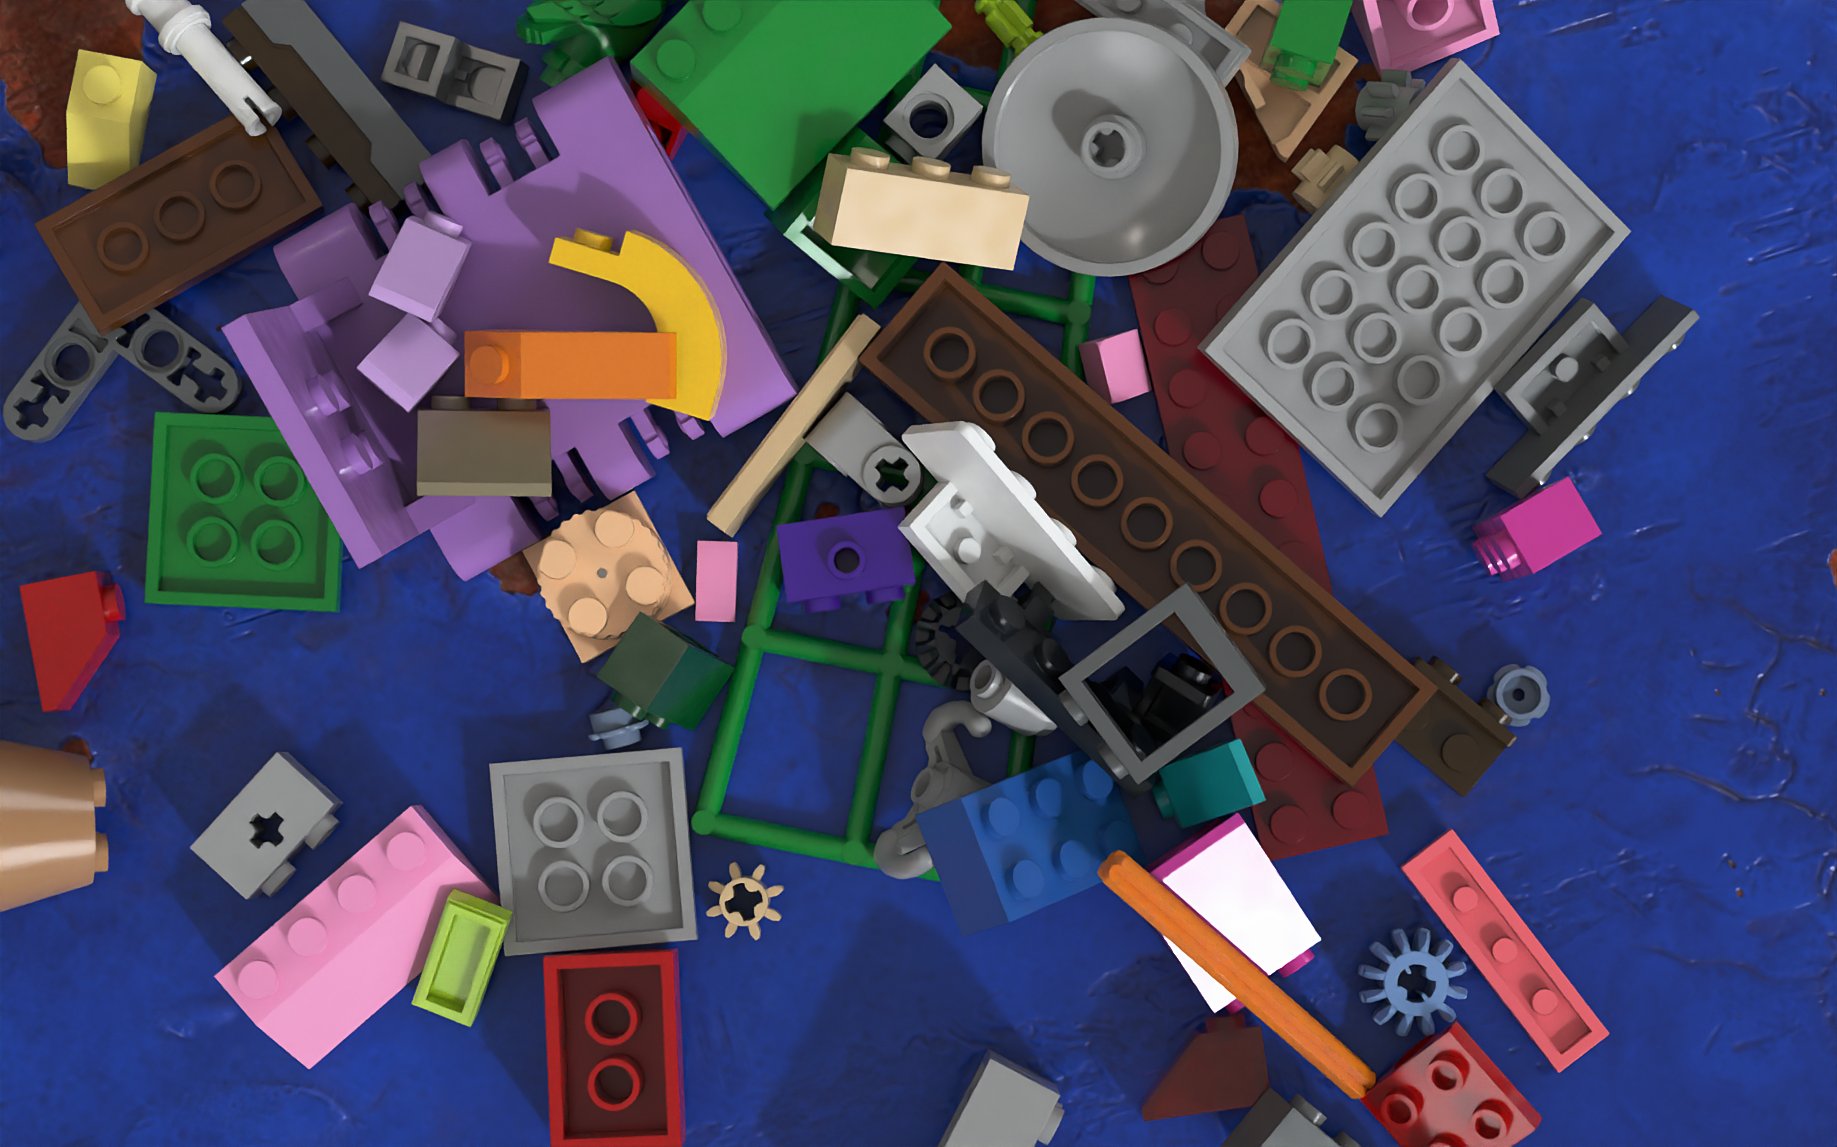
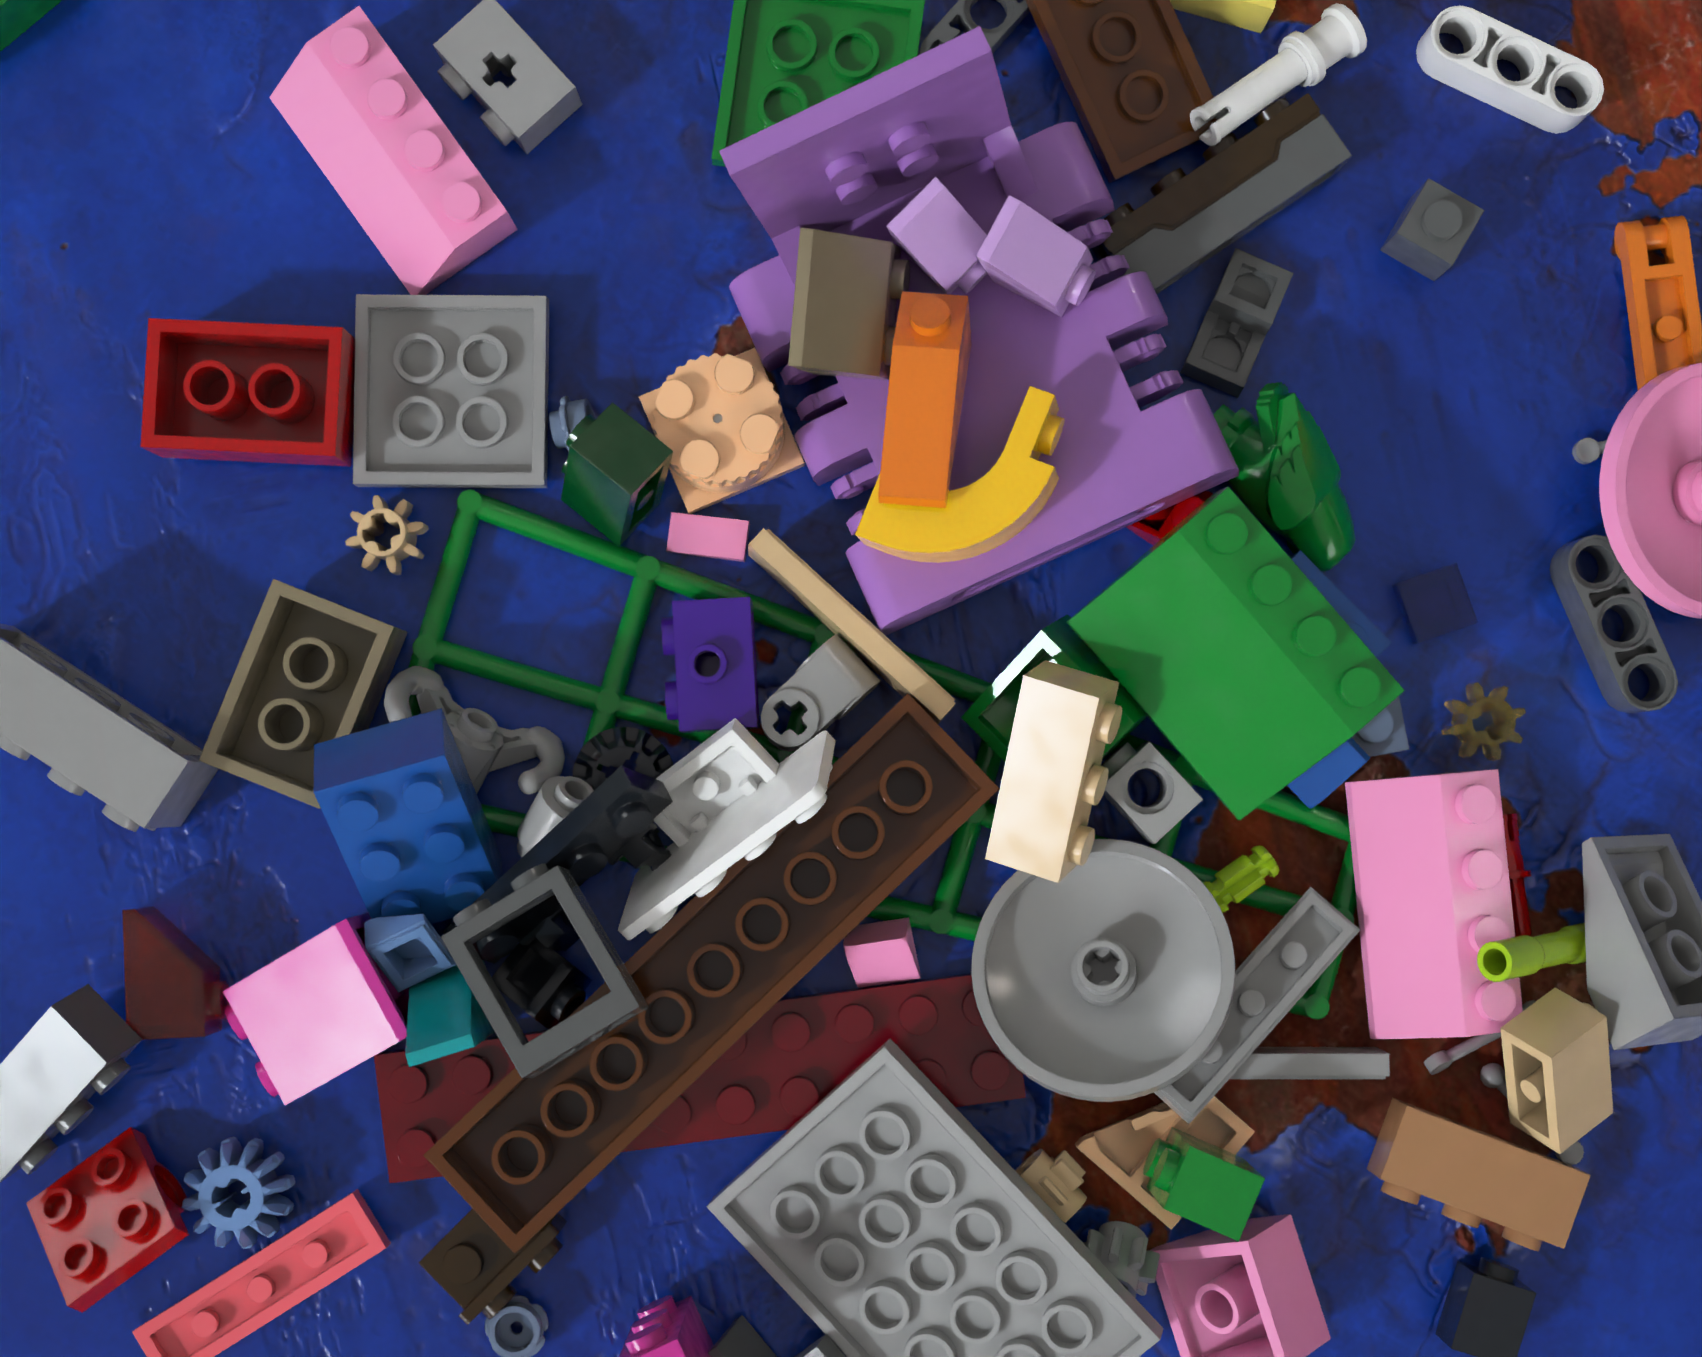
camera: 90 degrees right, 0 degrees up
(462, 957) = (359, 252): lime tile -> none
(909, 967) = (301, 681): none -> dark tan brick
(1155, 827) = (406, 949): none -> medium blue slope
(1236, 974) = (255, 1015): orange axle -> none

